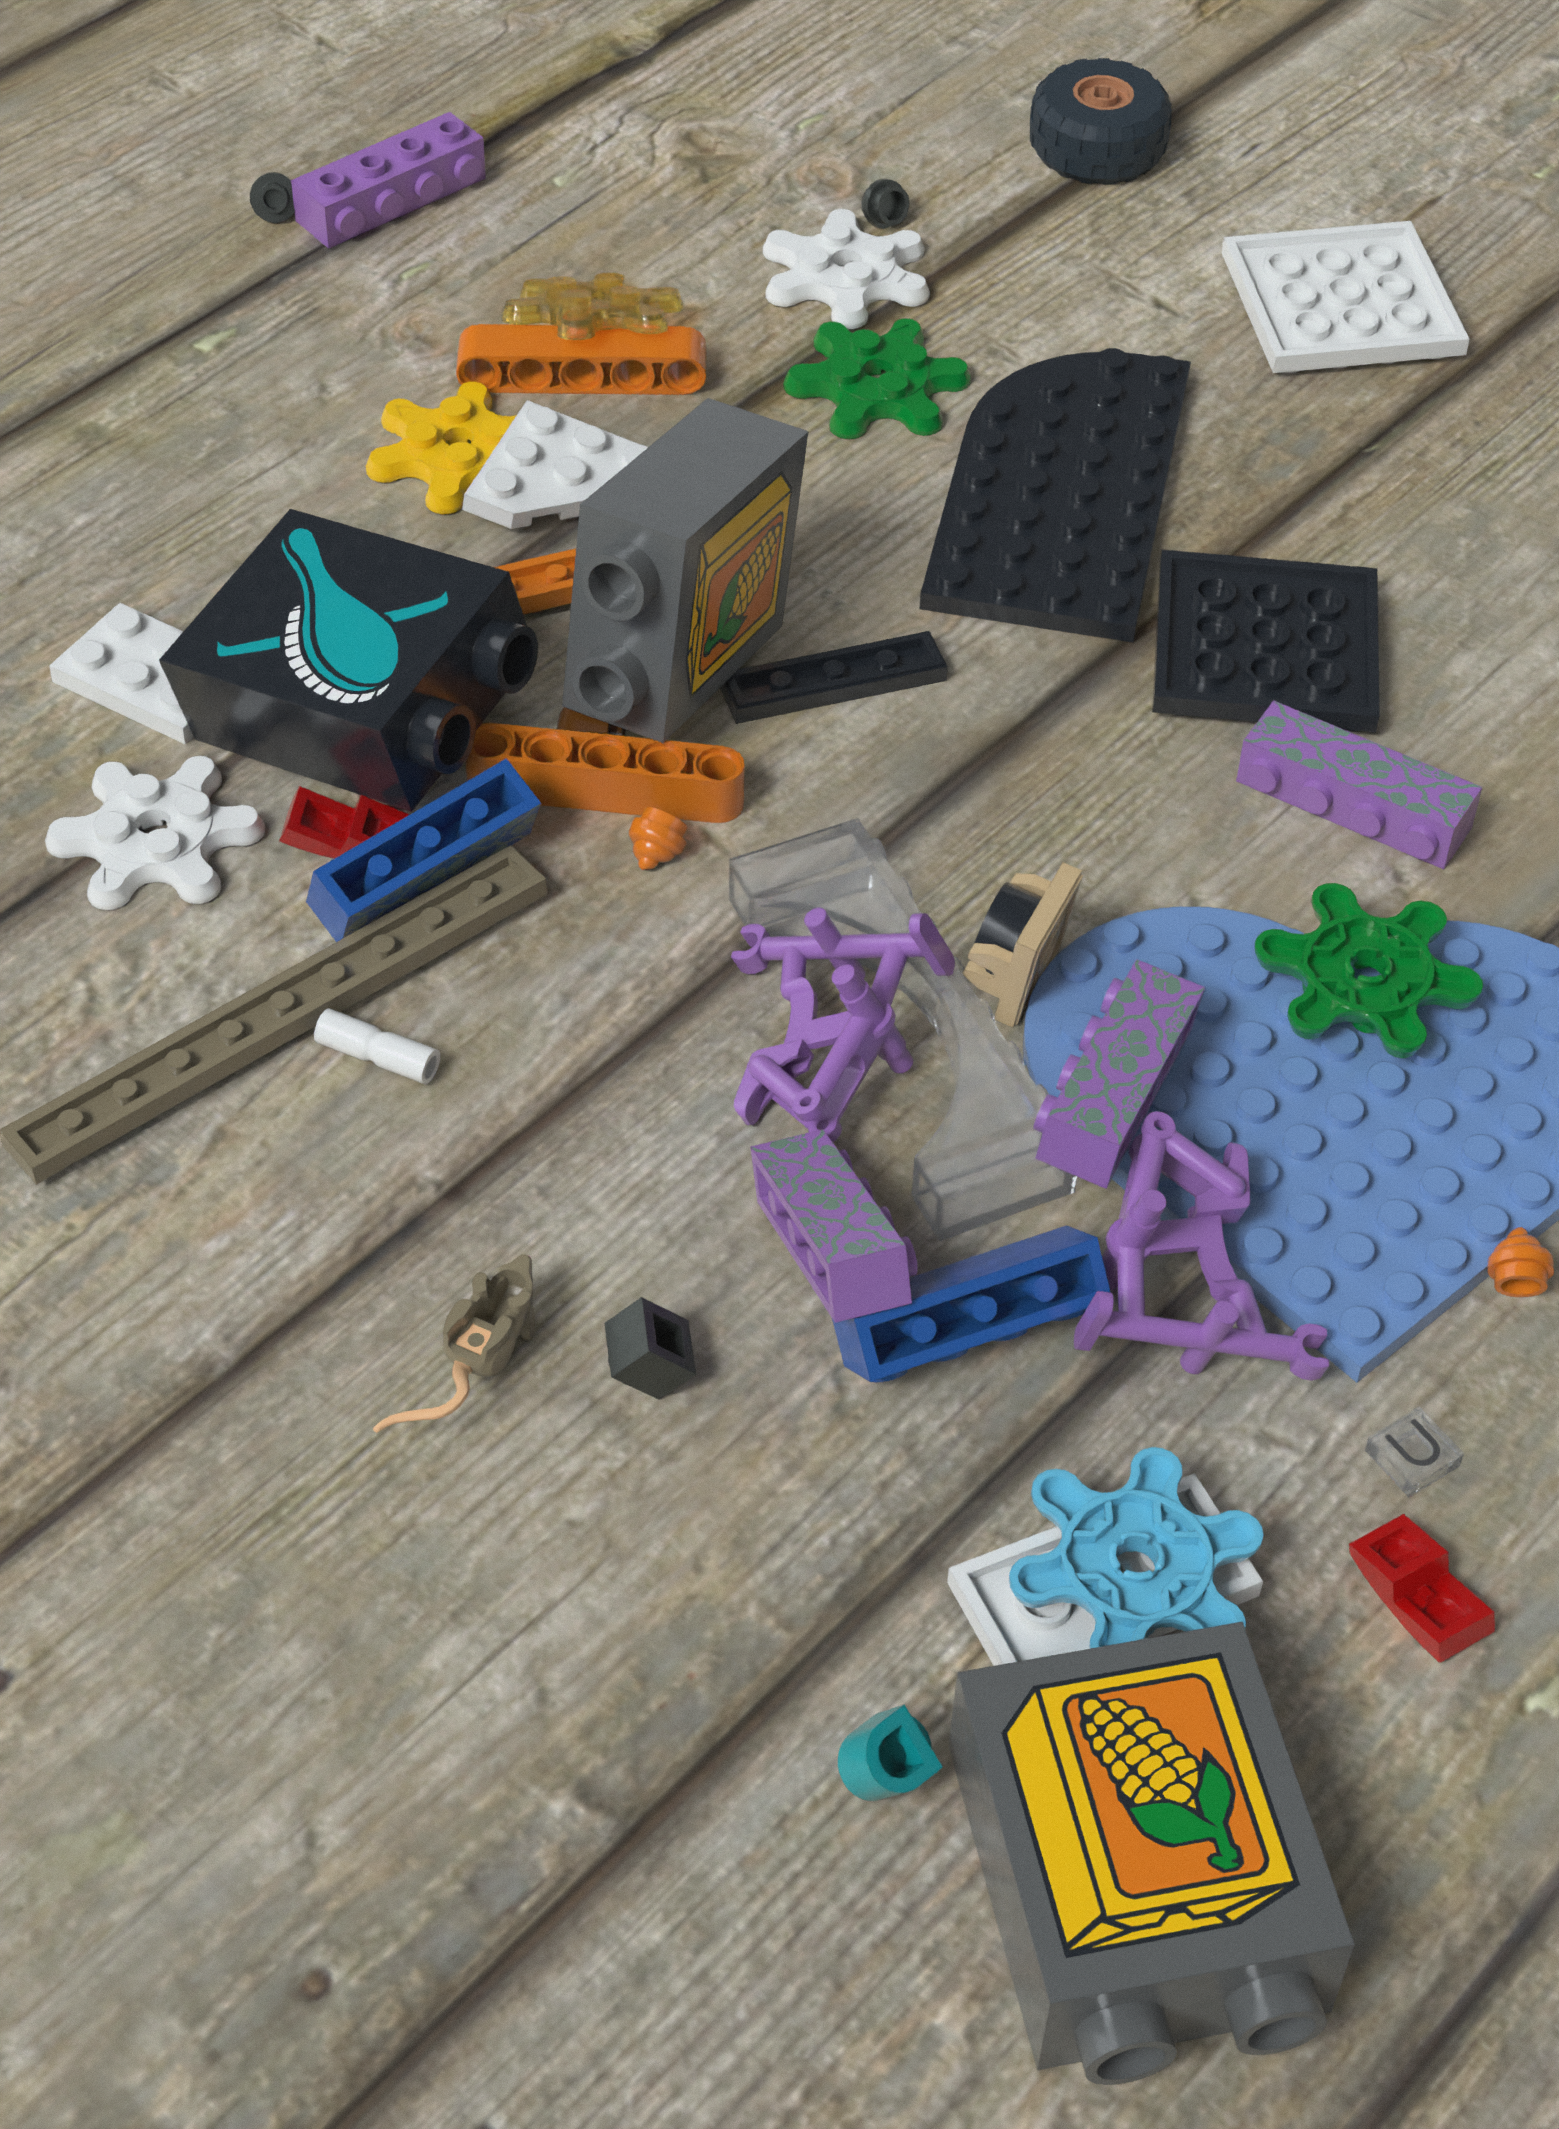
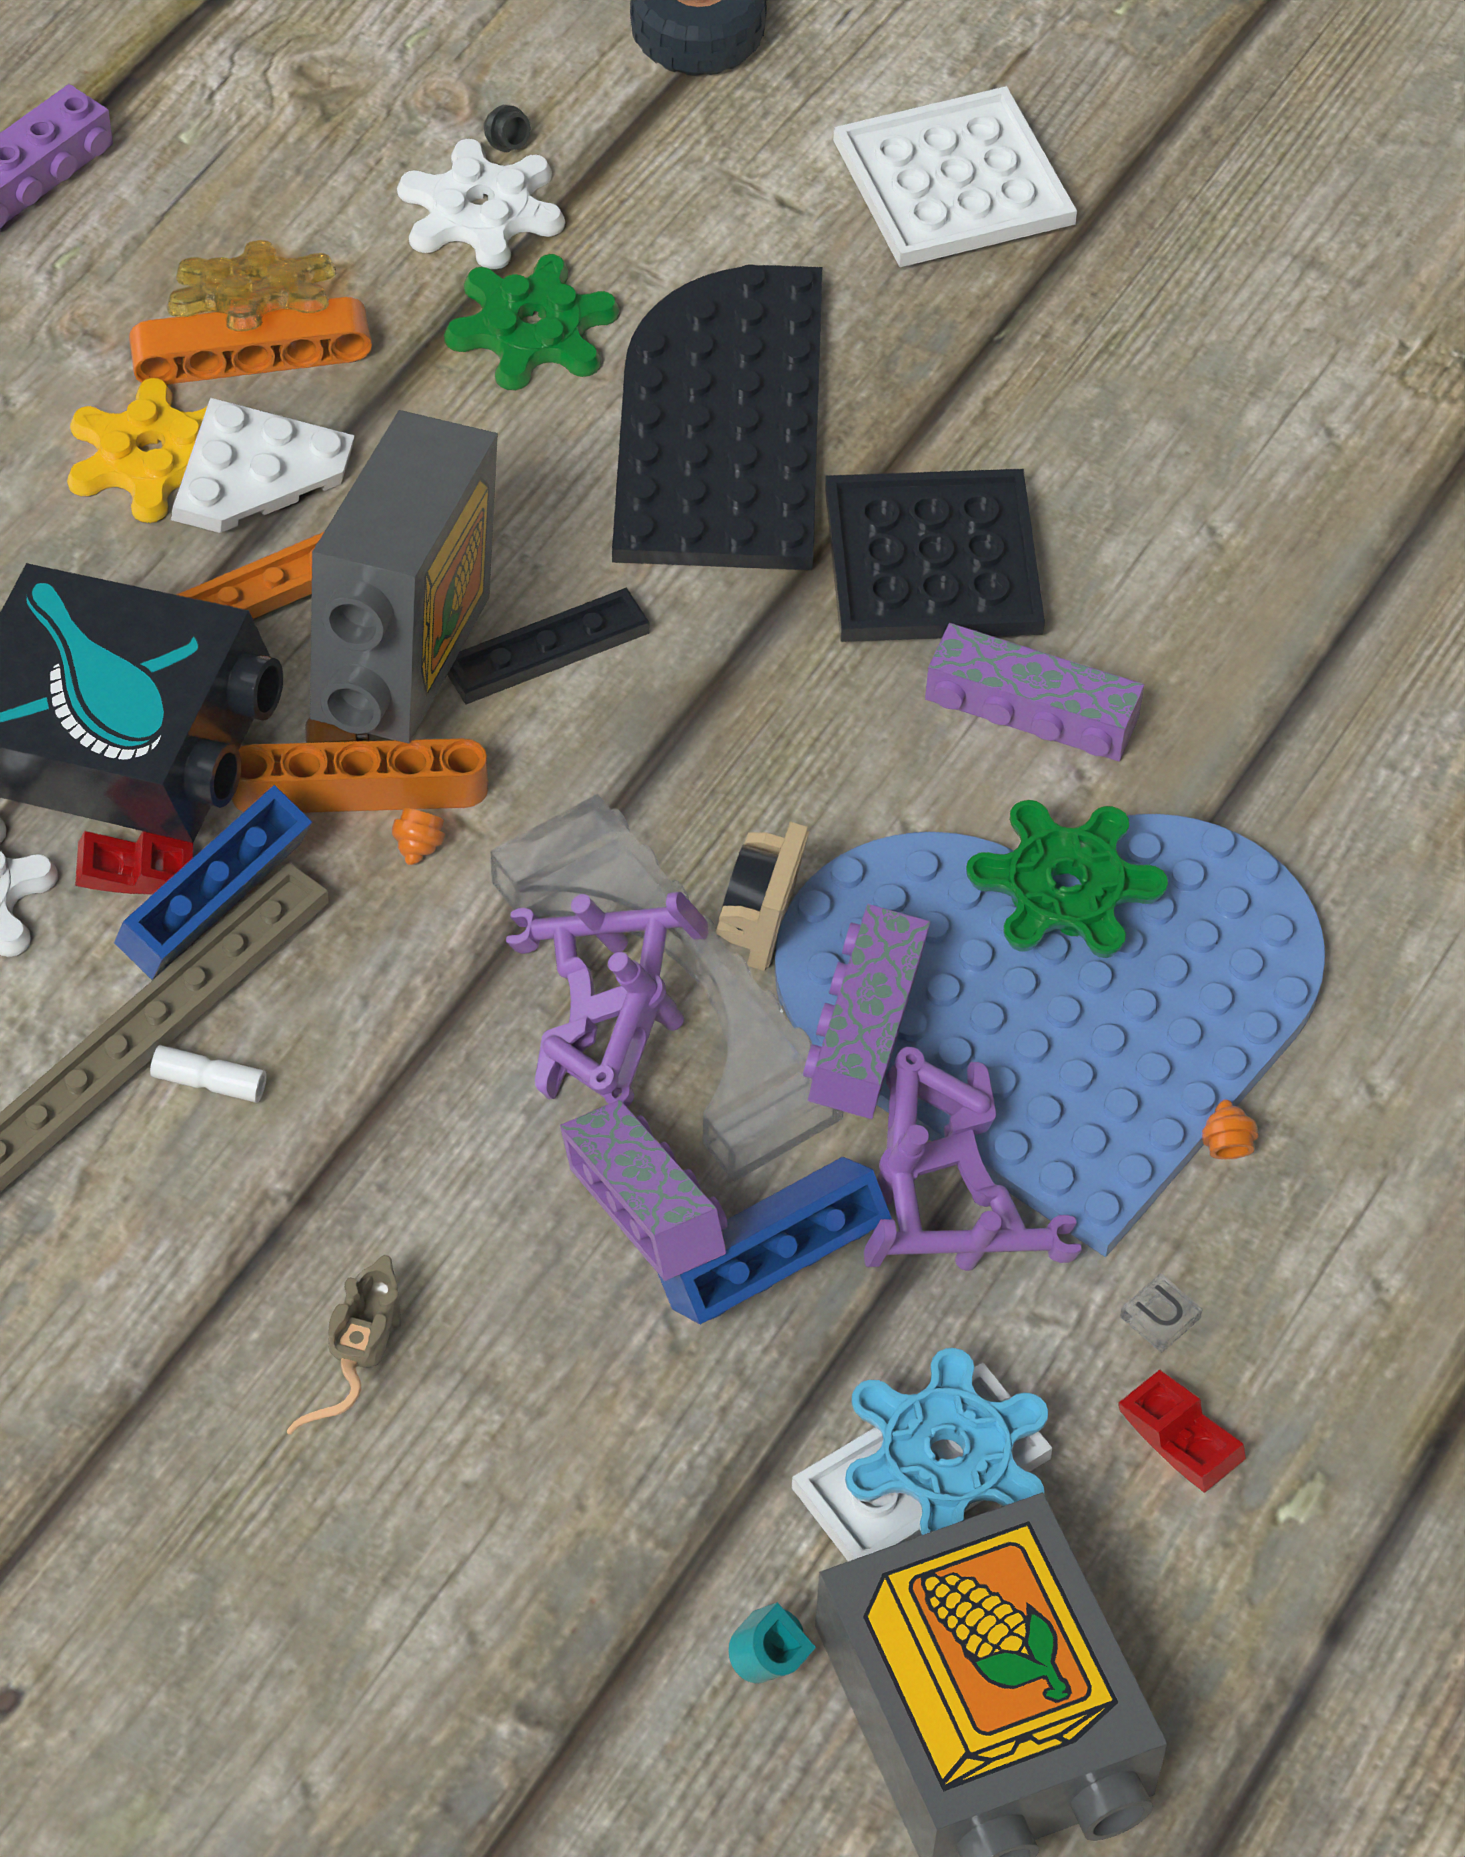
camera: 10 degrees left, 5 degrees up
(650, 1348) = (506, 1322): pearl dark grey plate -> none

